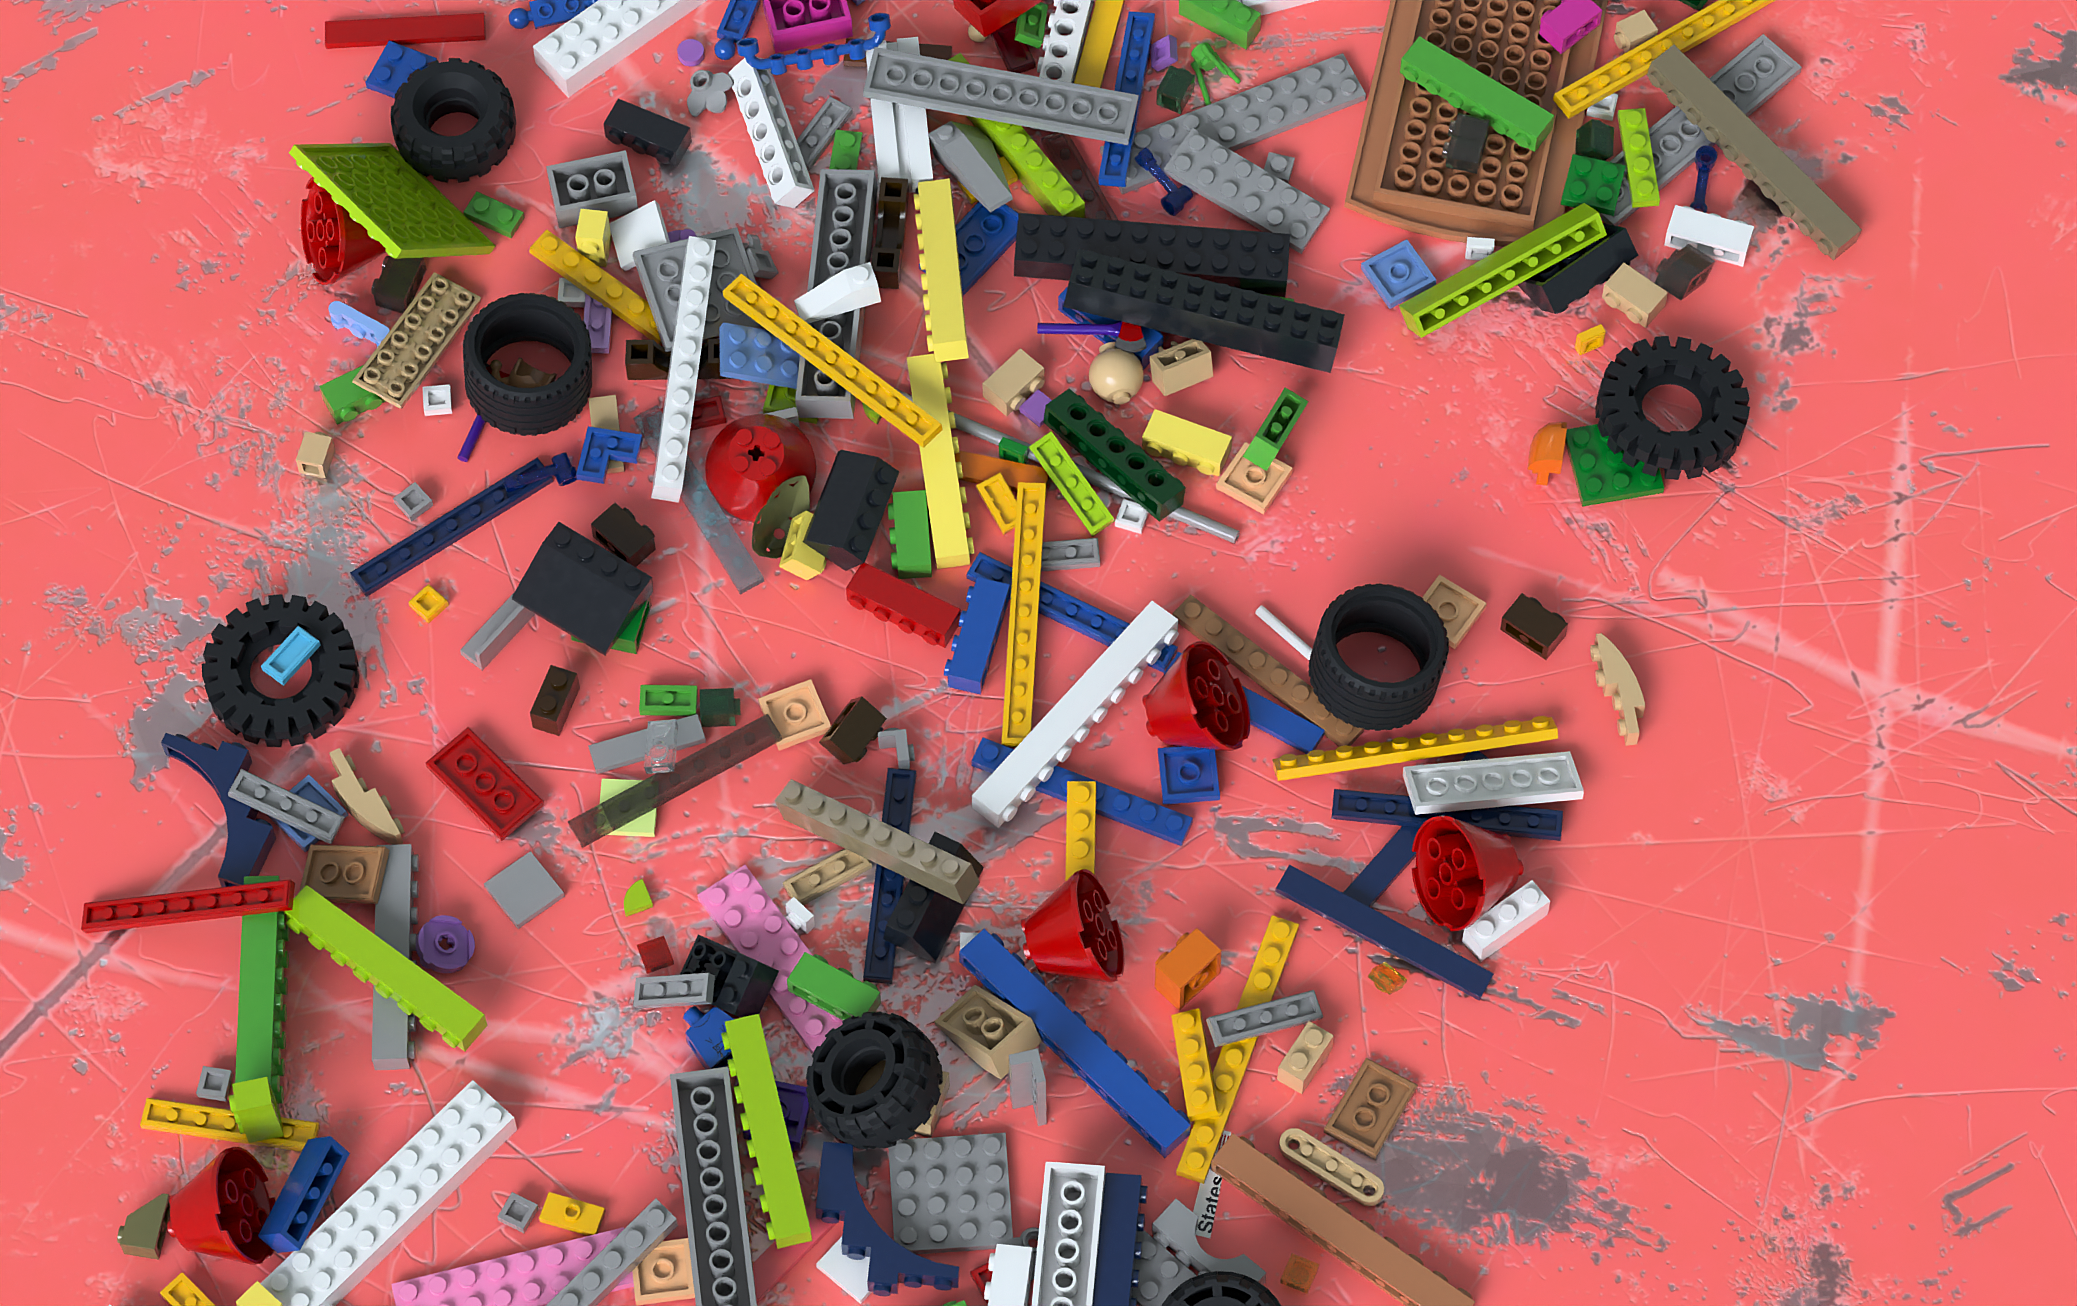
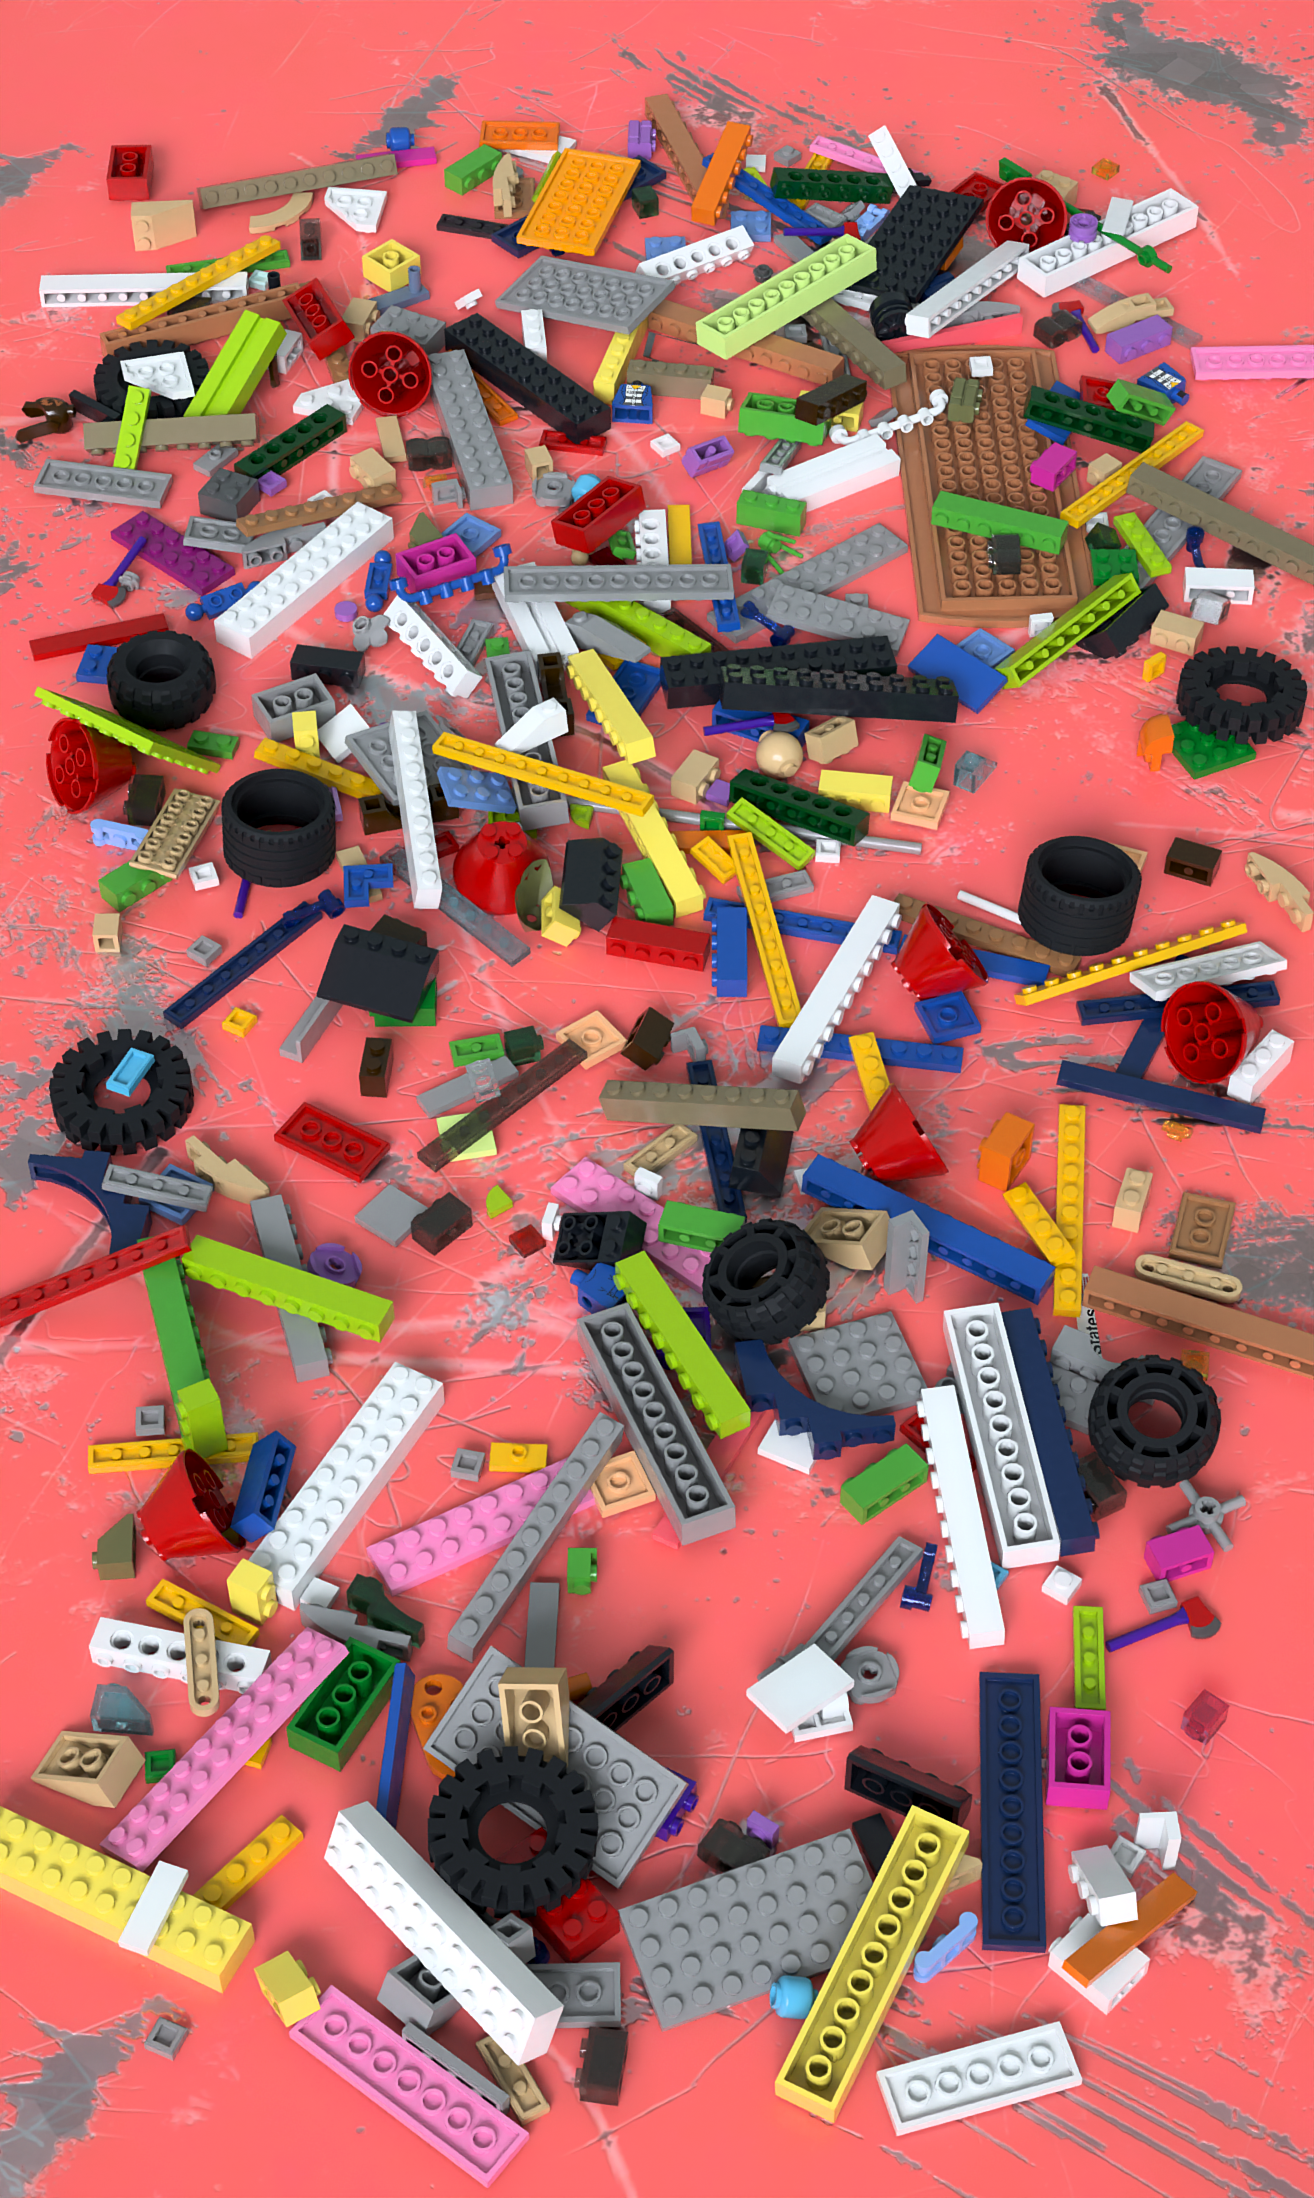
camera: 15 degrees left, 15 degrees down
(346, 872) = (234, 1225): medium nougat tile -> none
(570, 914) = (441, 1223): none -> clear smoke brick
(674, 990) = (556, 1258): light grey plate -> none
(684, 939) = (551, 1221): none -> white plate
(1264, 1018) = (1084, 1177): light grey tile -> none
(1331, 441) = (972, 771): none -> clear light blue slope
(1355, 291) = (972, 678): none -> blue tile

